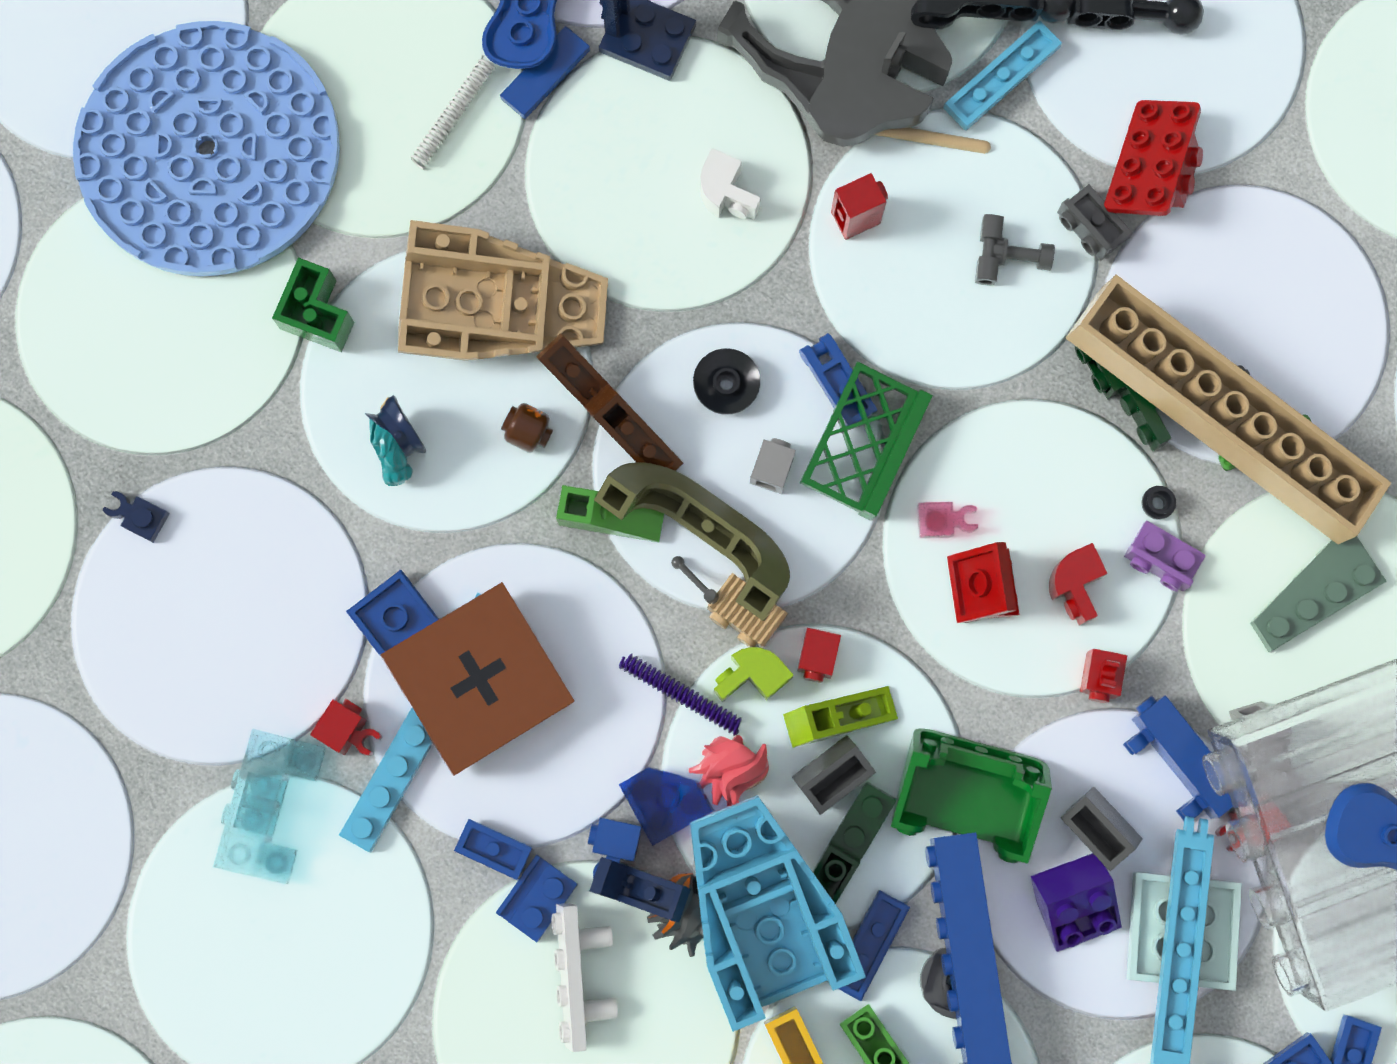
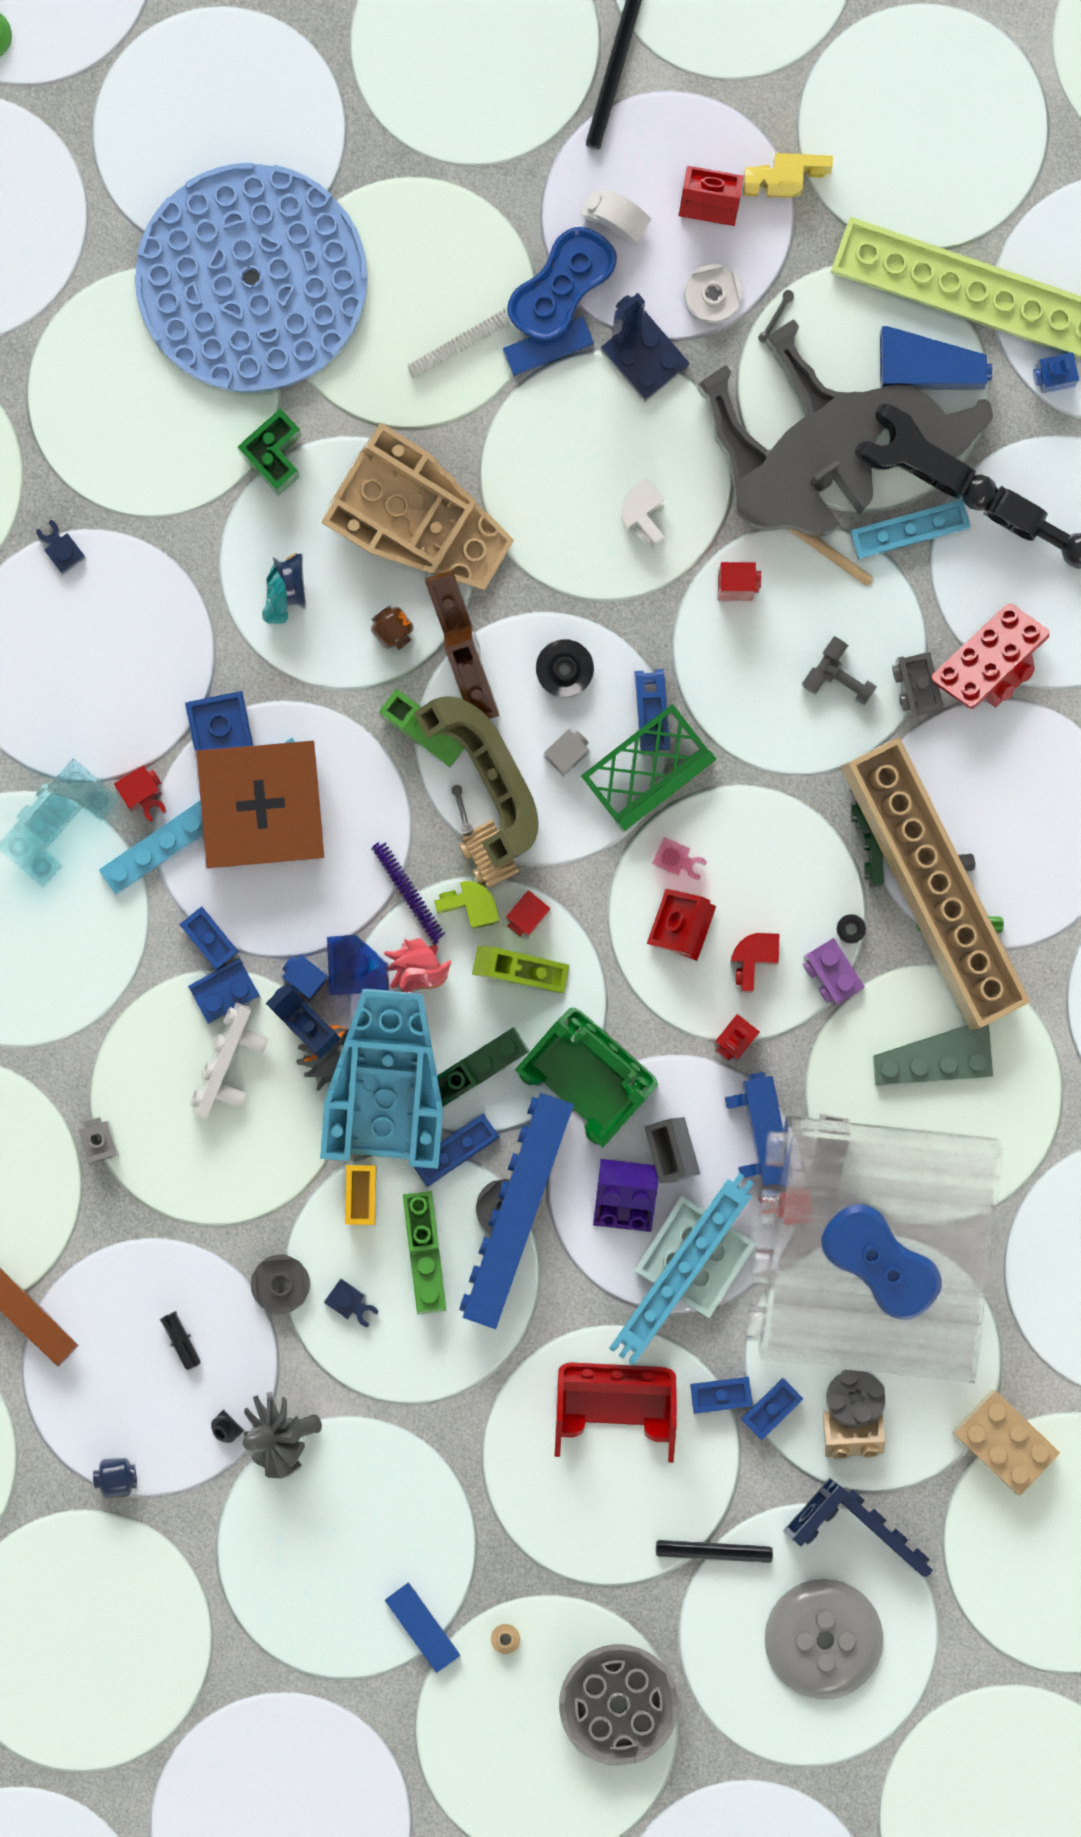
camera: 20 degrees right, 5 degrees up
(834, 774) = (491, 1010): dark grey piece -> none

